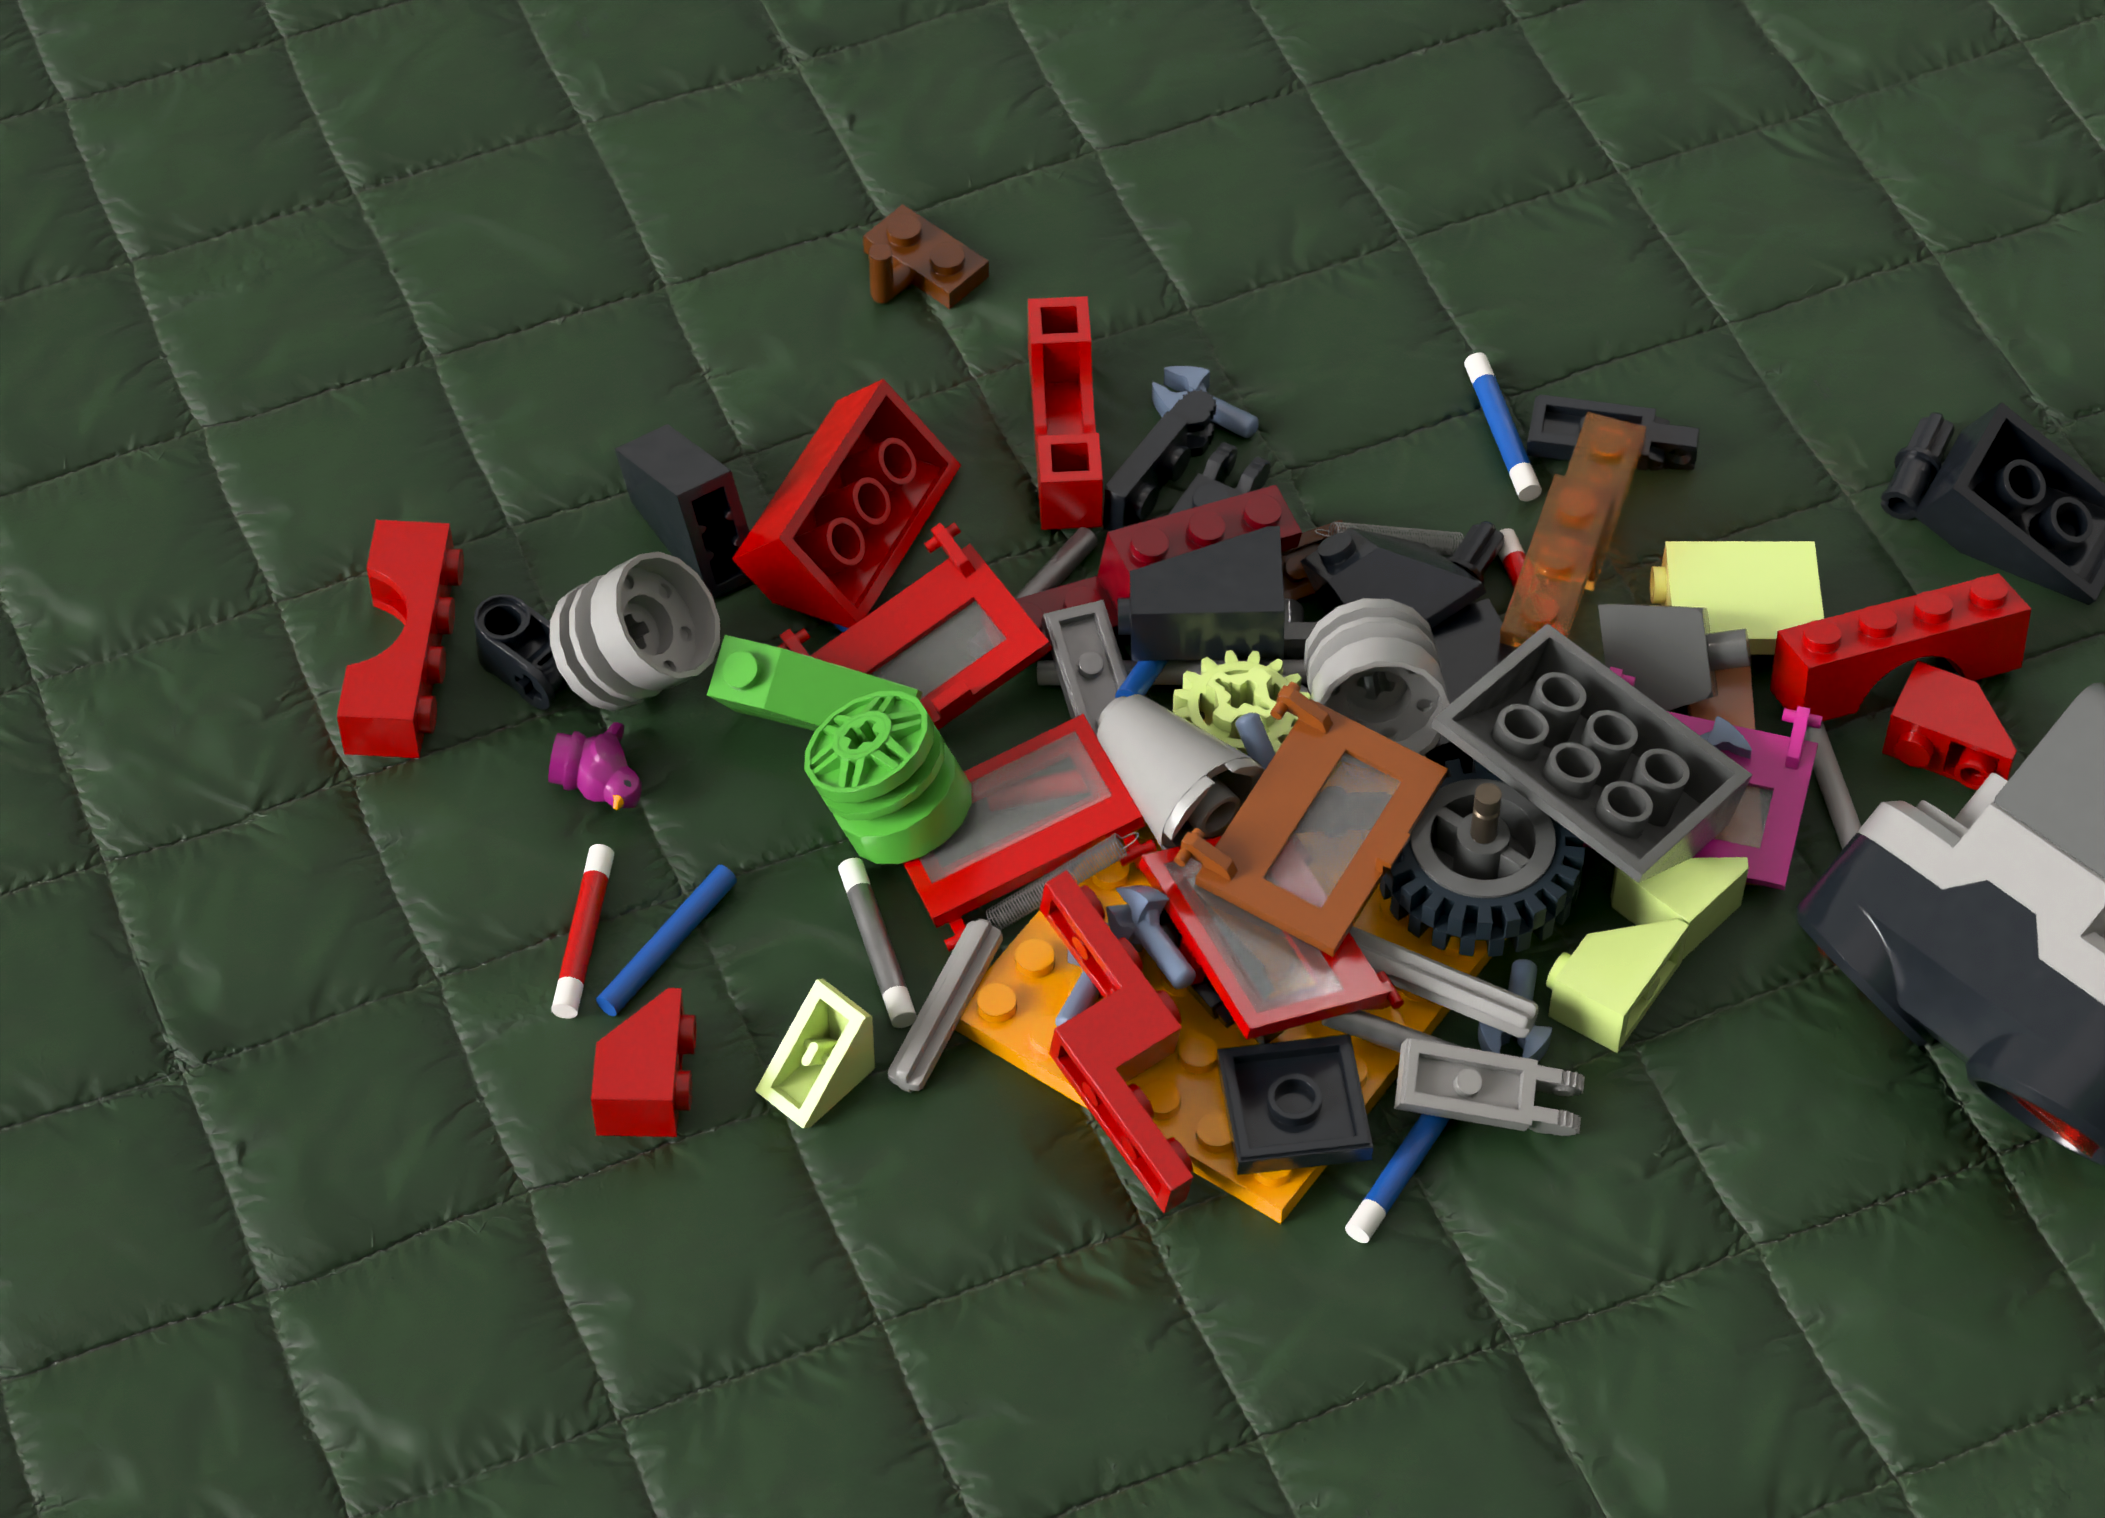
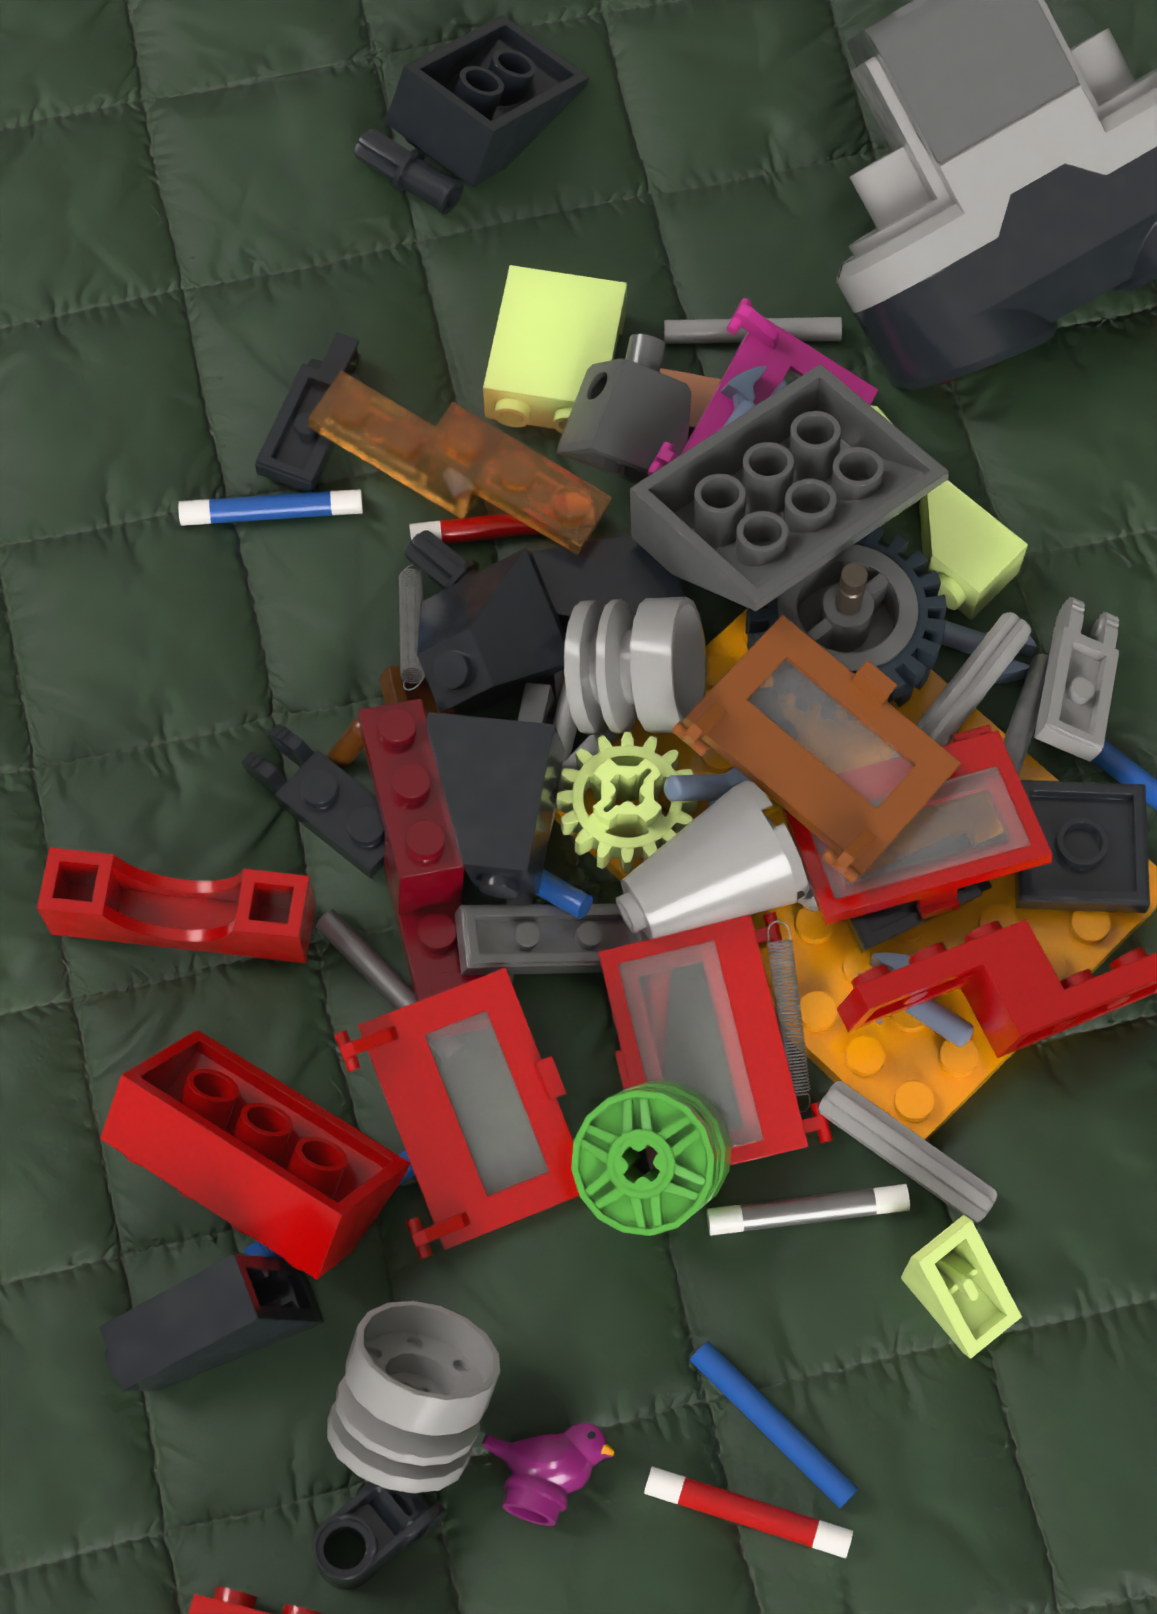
camera: 80 degrees left, 15 degrees up
(640, 1070) = (951, 1467): red slope -> none
(787, 684) = (509, 1224): bright green slope -> none
(1141, 926) = (883, 936): sand blue bar -> none
(1159, 458) = (249, 822): black hinge -> none
(1190, 378) = (170, 779): sand blue bar -> none
(1840, 658) = (644, 229): red arch -> none
(1948, 728) = (724, 218): red slope -> none

